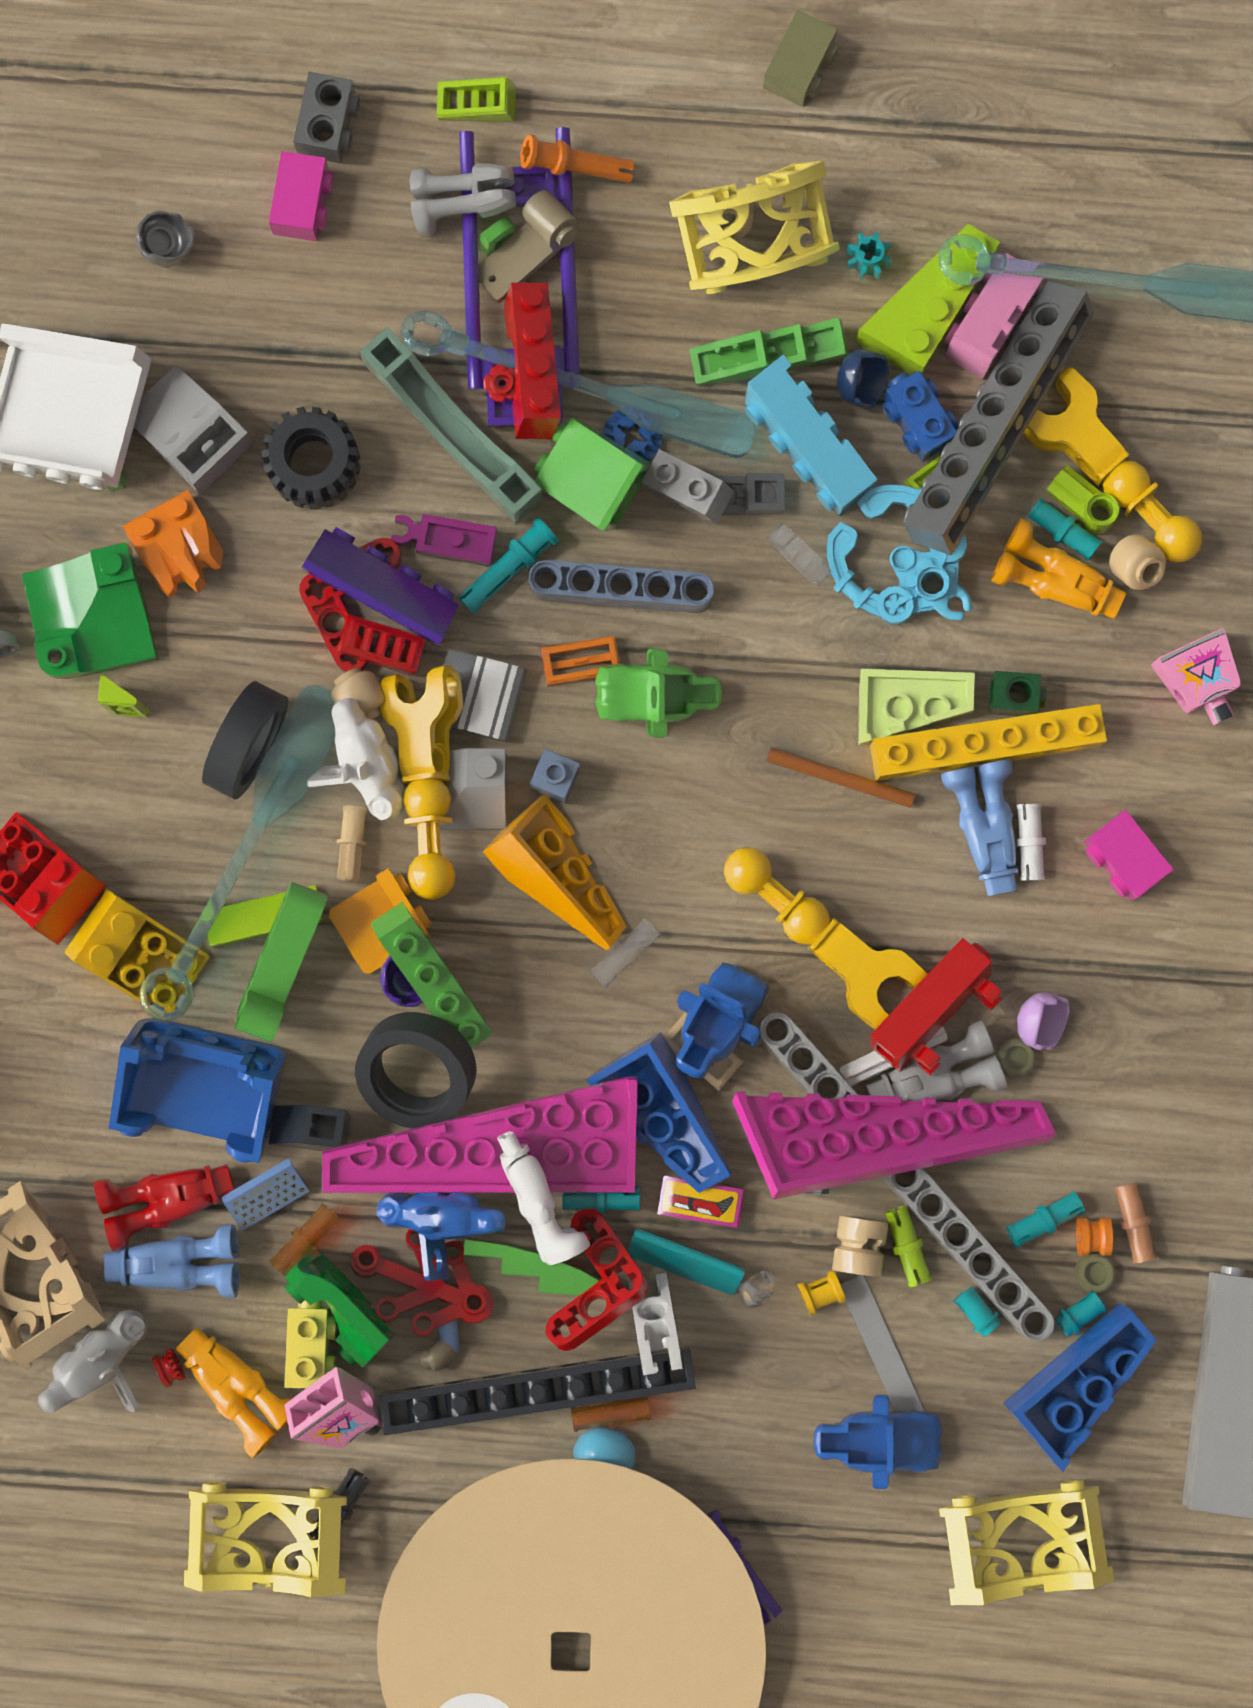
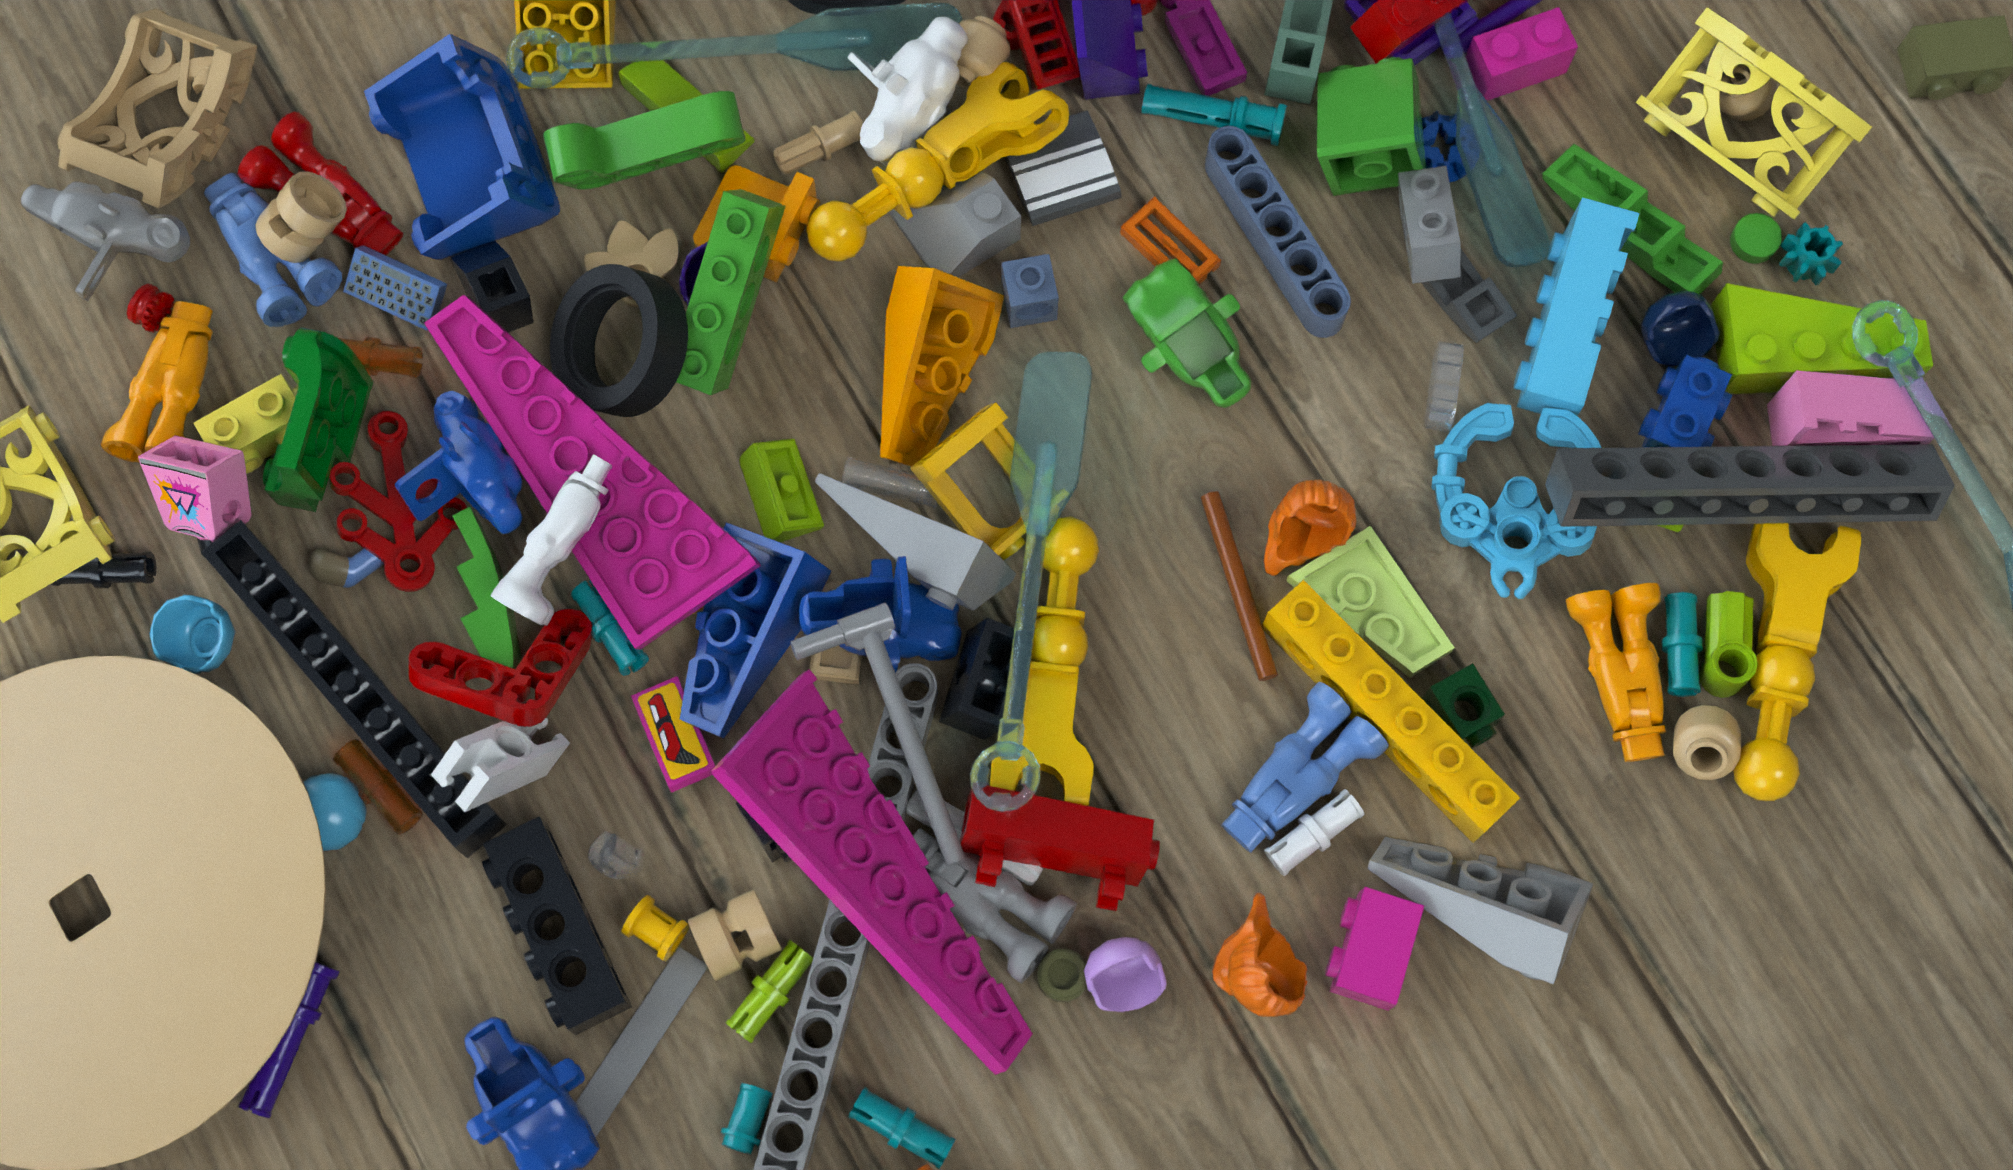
camera: 55 degrees right, 10 degrees down
(182, 1228) = (300, 217): none -> tan wheel
(348, 1020) = (632, 249): none -> tan plate
(429, 1473) = (192, 633): none -> medium azure hair
(579, 1028) = (780, 490): none -> lime slope
(606, 339) = (1521, 54): none -> dark pink brick
(637, 894) = (988, 429): none -> yellow panel
(685, 1261) = (598, 758): teal slope -> none
(699, 858) = (1043, 480): none -> clear light blue piece
(709, 959) = (941, 558): none -> light grey wedge
(732, 1037) = (868, 632): none -> light grey bar
(801, 981) = (980, 680): none -> black brick
(832, 280) = (1755, 238): none -> bright green tile
(835, 707) = (1308, 524): none -> orange hair
(841, 1353) = (601, 992): none -> black brick
(1093, 934) = (1260, 966): none -> orange hair
(1155, 760) = (1508, 913): none -> light grey wedge
(1201, 675) = (1636, 897): bright pink torso -> none

